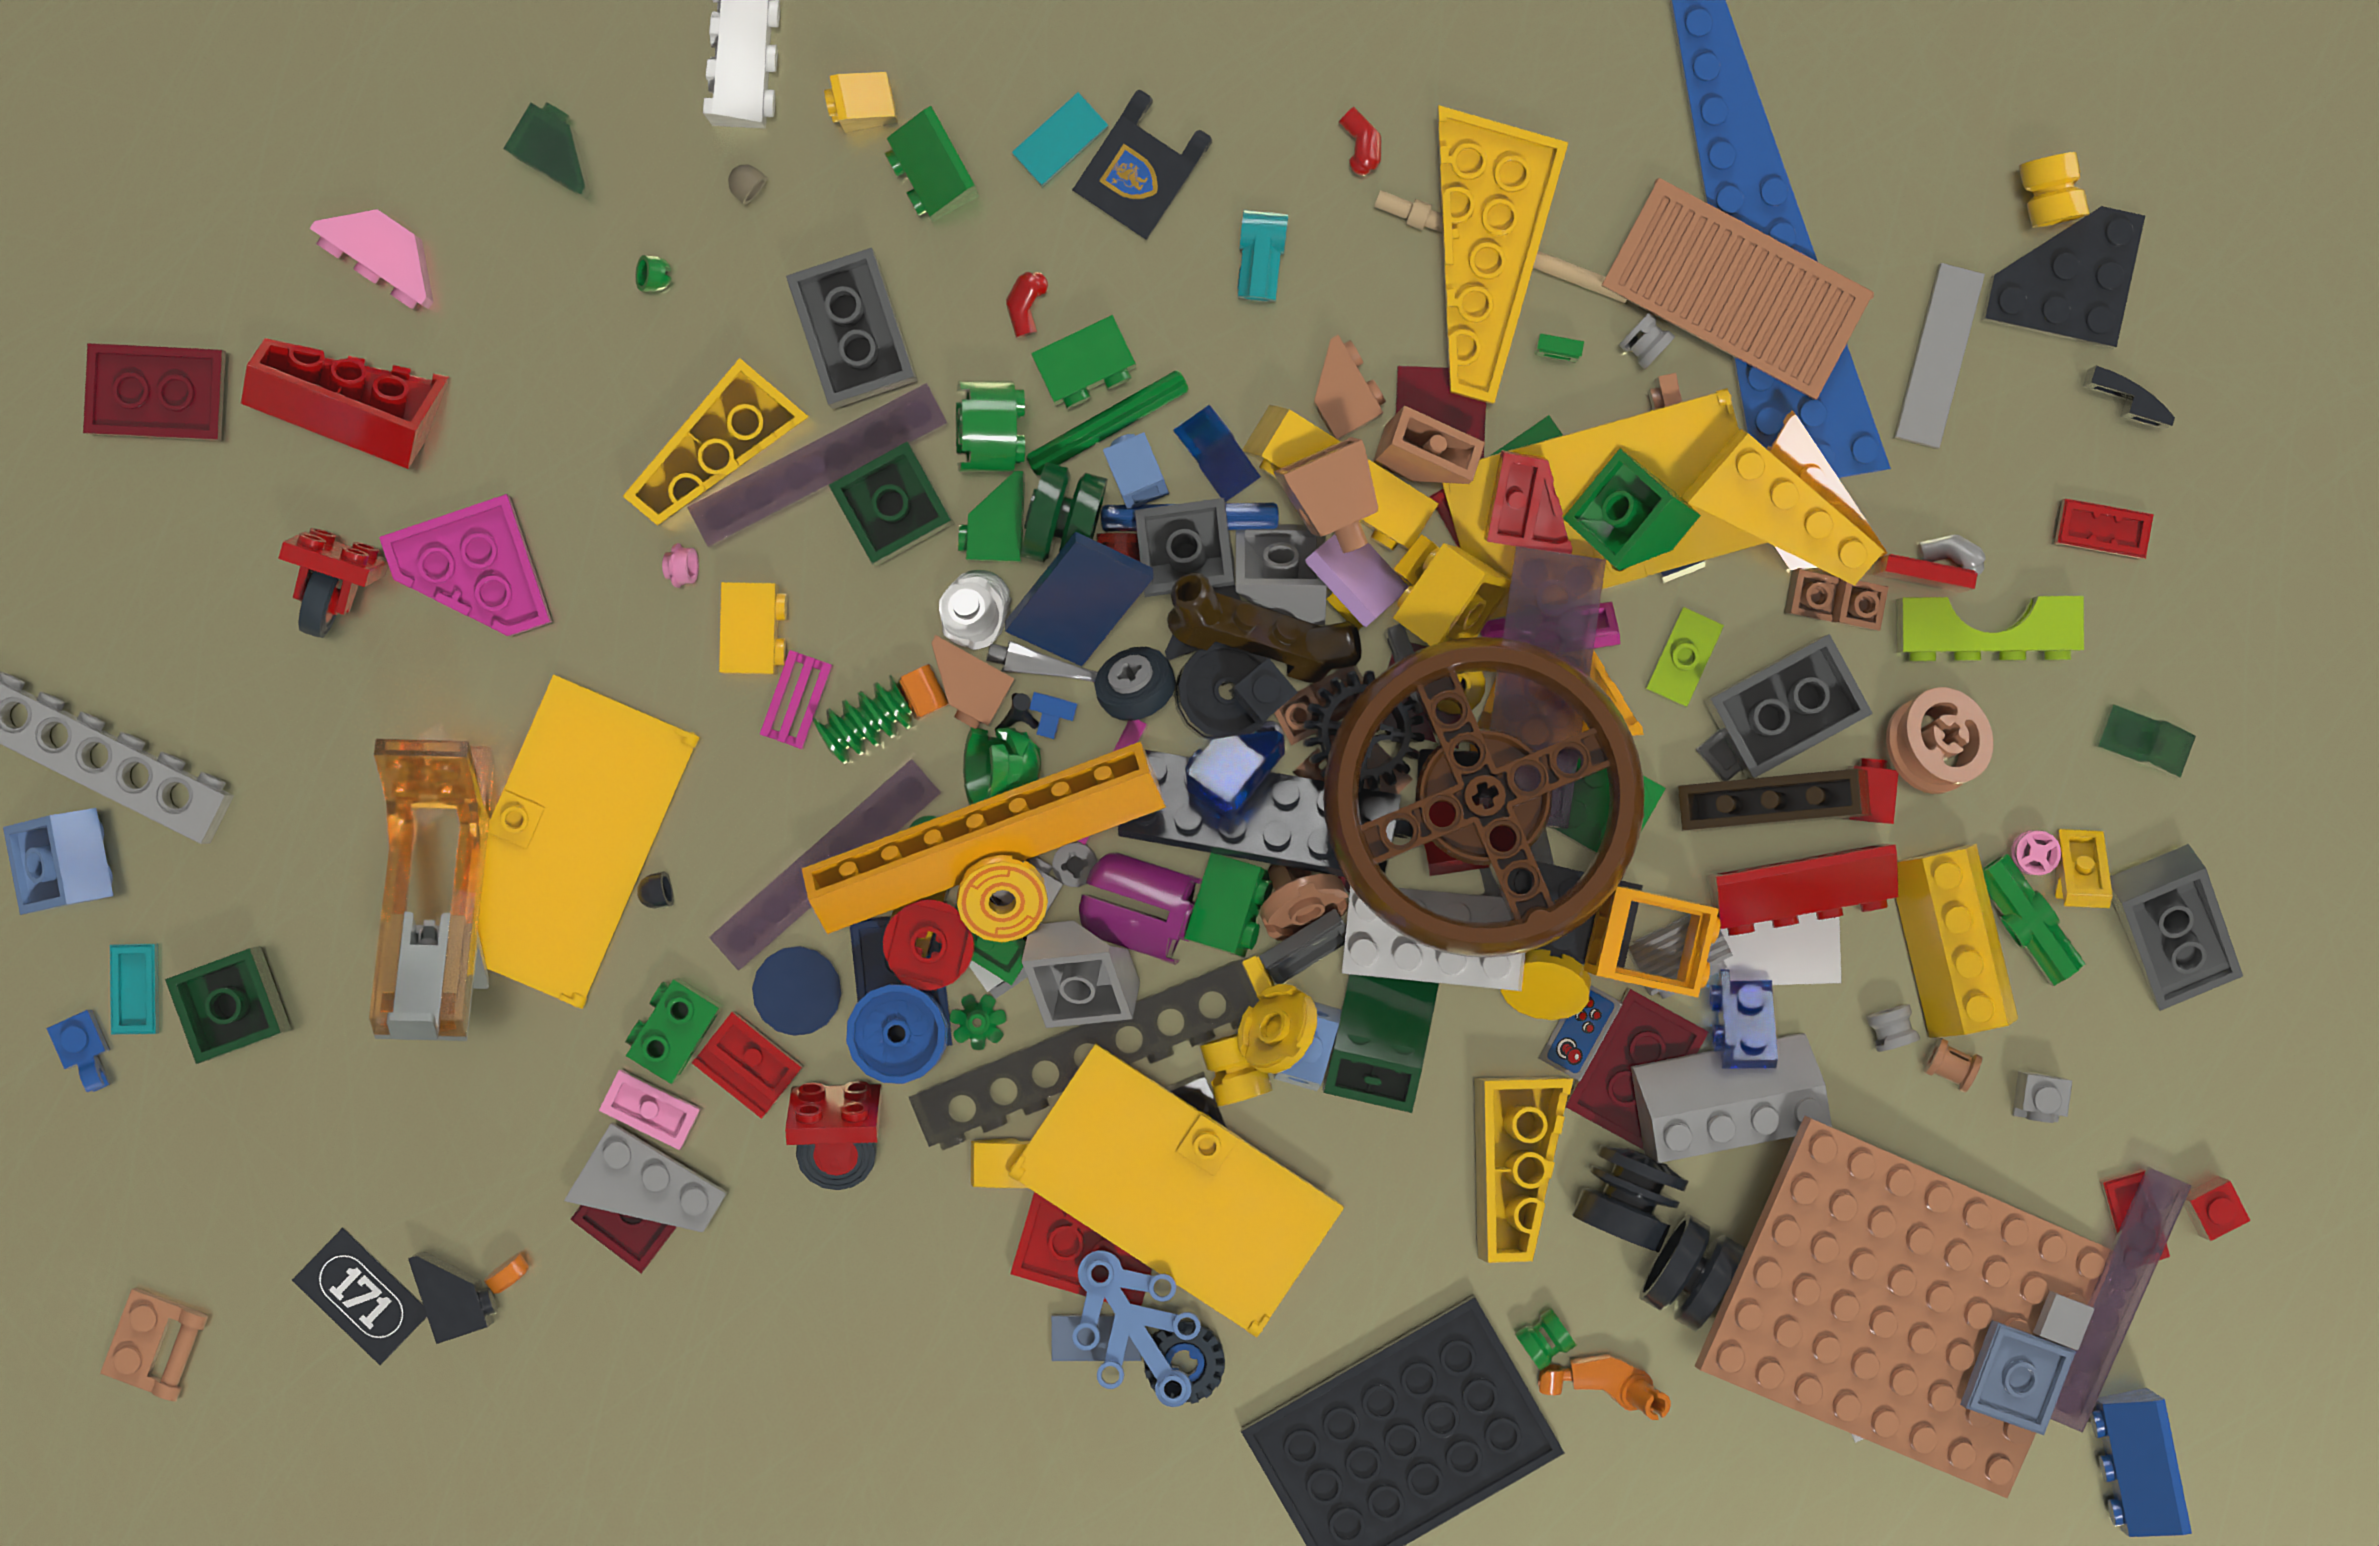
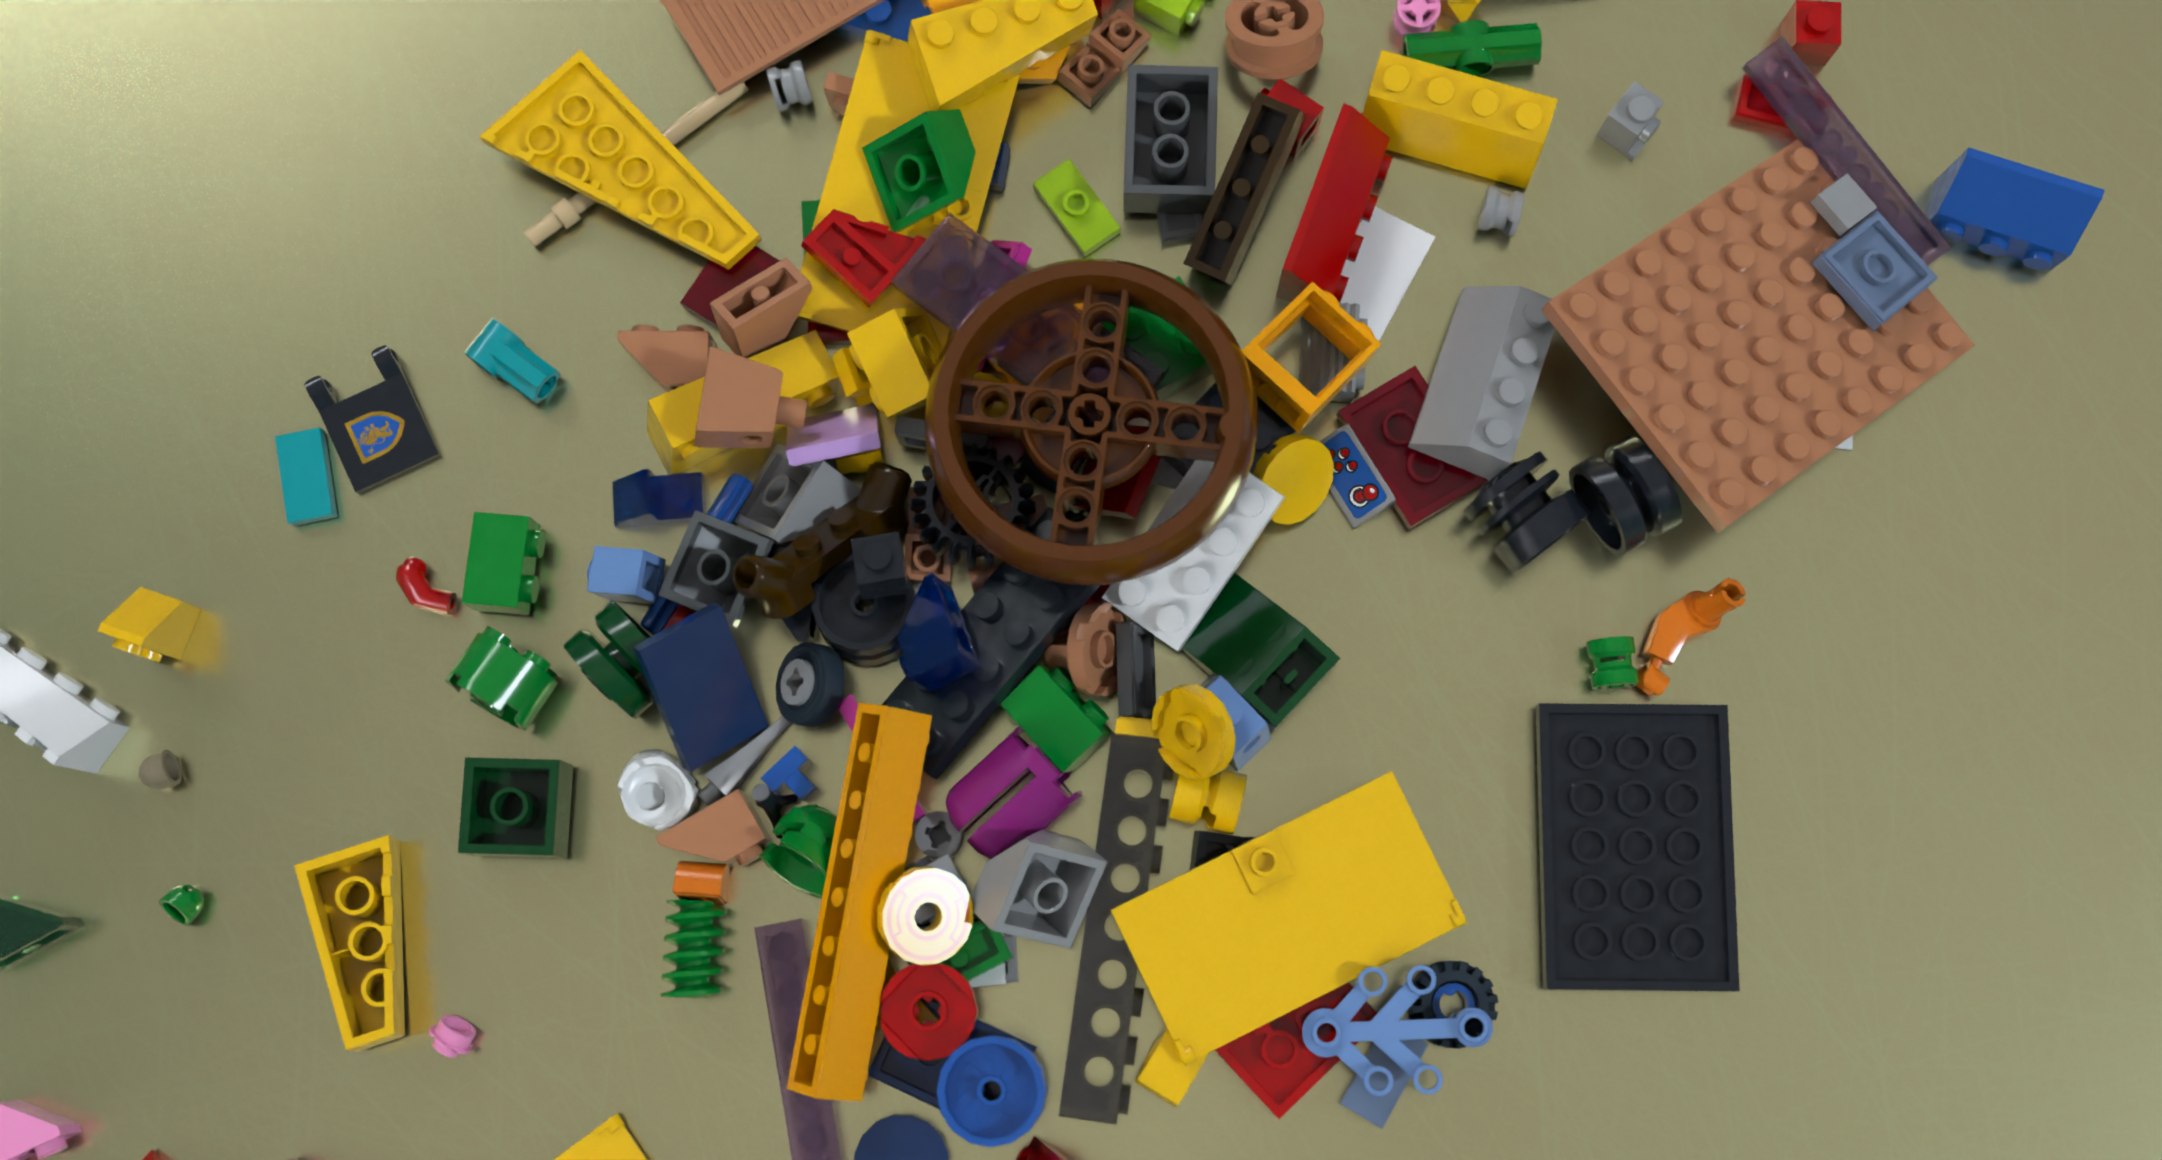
camera: 60 degrees left, 10 degrees down
(751, 628) = (547, 1005): yellow brick -> none
(783, 735) = (614, 972): dark pink tile -> none
(816, 465) = (441, 870): plate -> none
(851, 328) = (340, 750): dark grey brick -> none
(932, 166) = (247, 595): green slope -> none
(989, 1021) = (1041, 1010): green plant -> none
(996, 524) = (596, 726): green slope -> none
(1108, 421) = (571, 573): green axle -> none
(1367, 142) = (475, 220): red arm -> none
(1515, 1154) = (1436, 597): yellow wedge -> none
(1558, 347) = (749, 159): green tile -> none
(1745, 1023) = (1425, 329): clear blue bracket -> none
(1953, 1065) = (1562, 179): nougat bush -> none

